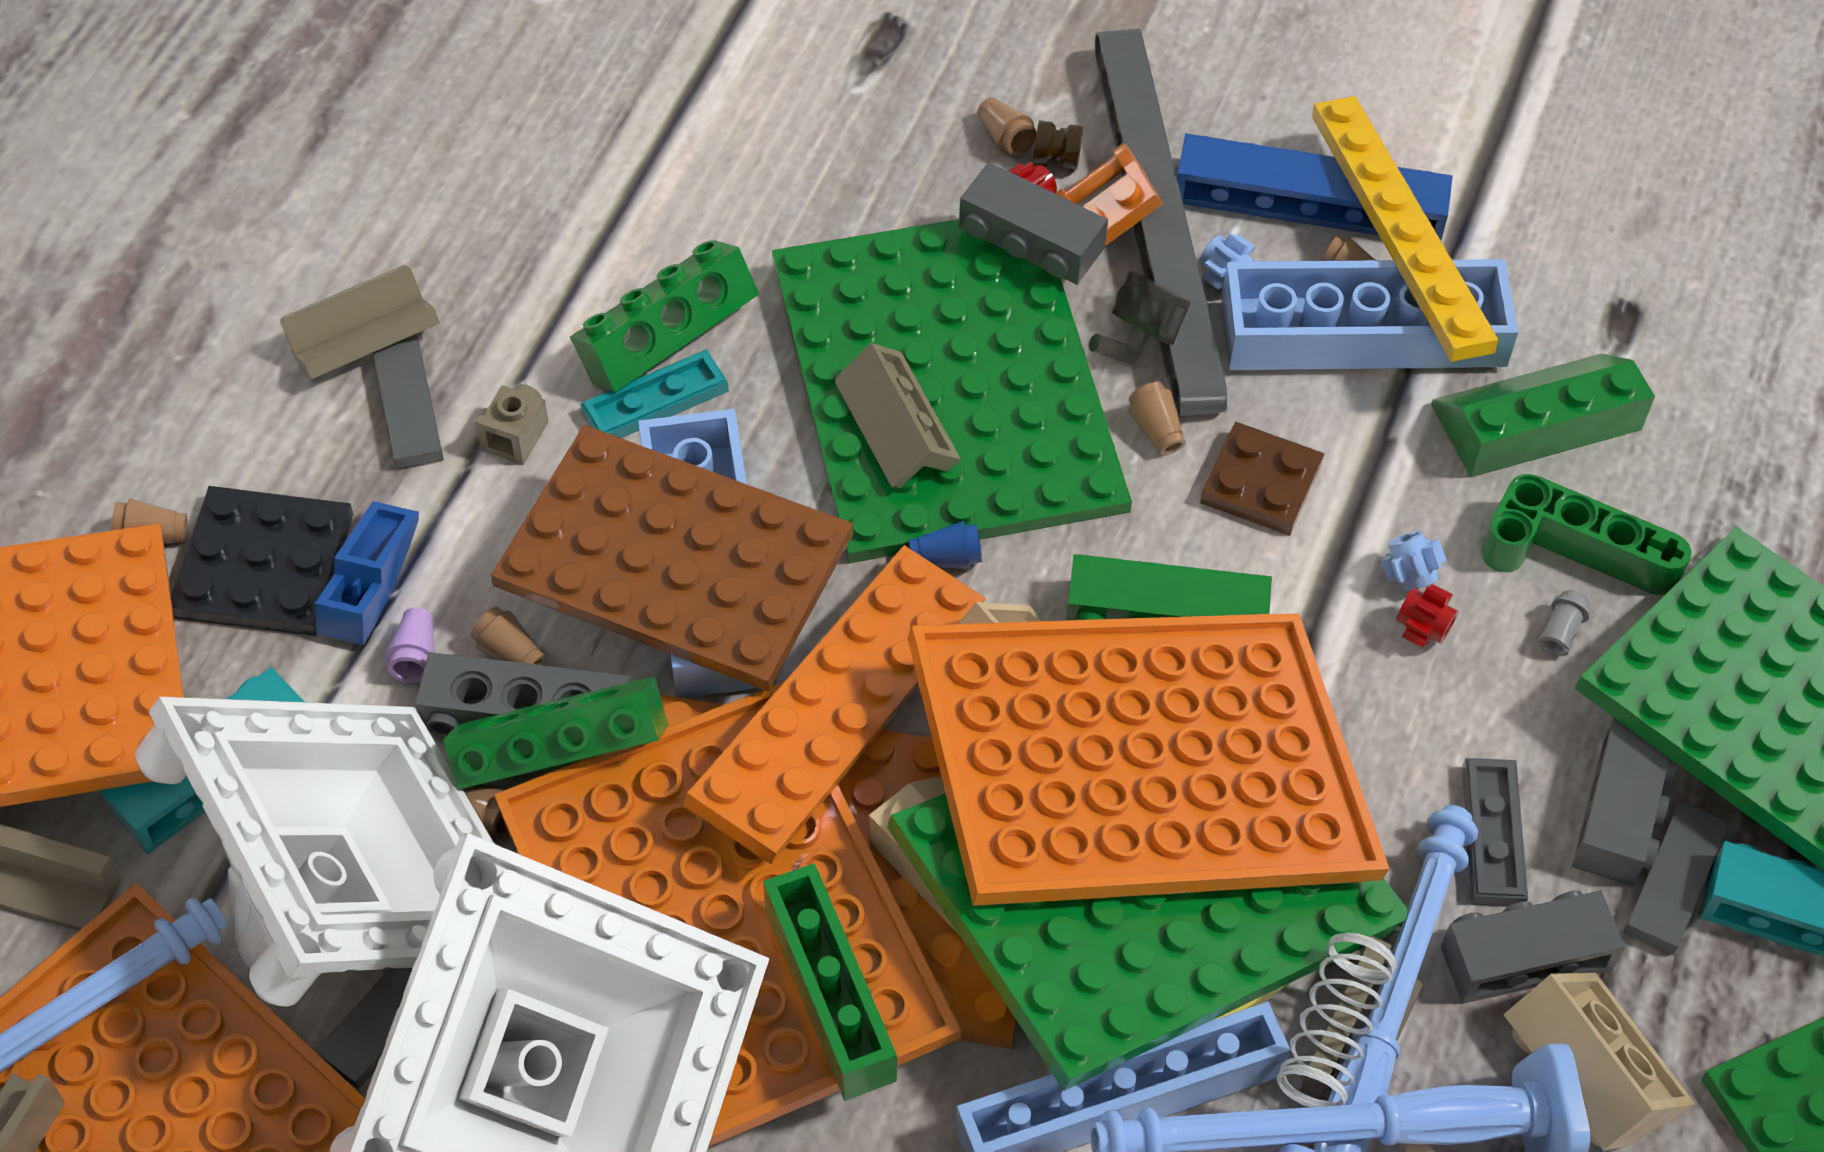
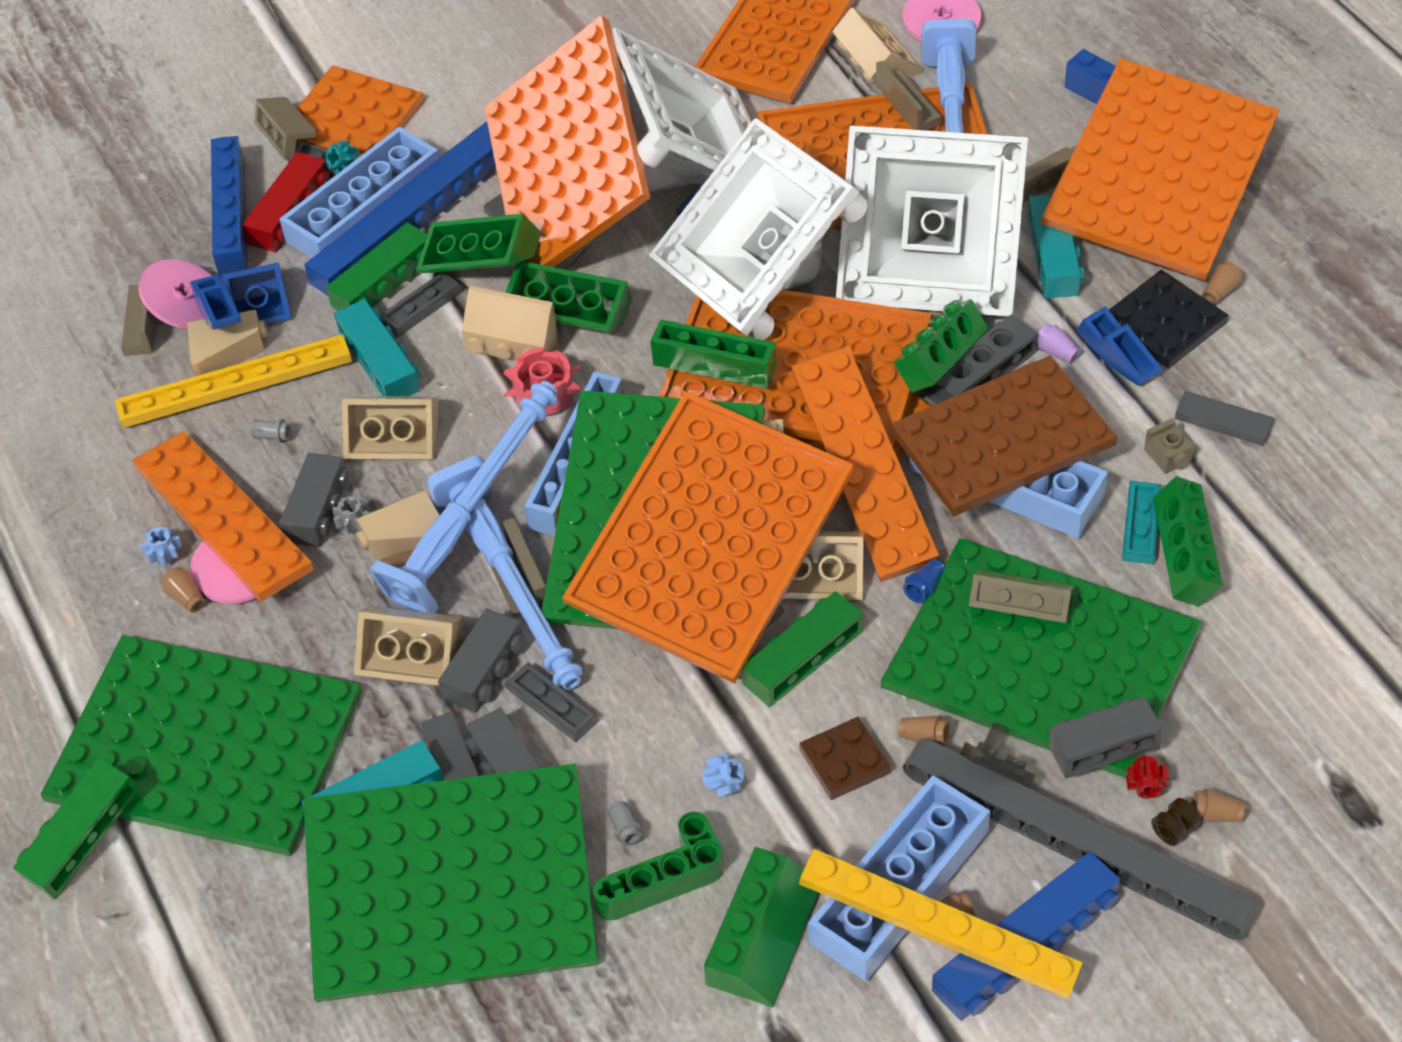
camera: 135 degrees right, 5 degrees down
(357, 322) = (1291, 416): dark tan panel -> none
(1122, 202) = (1091, 802): orange plate -> none
(1221, 251) = (1004, 841): light blue gear -> none
(1359, 972) = (531, 567): white piece -> none
(1427, 615) = (686, 755): red gear -> none

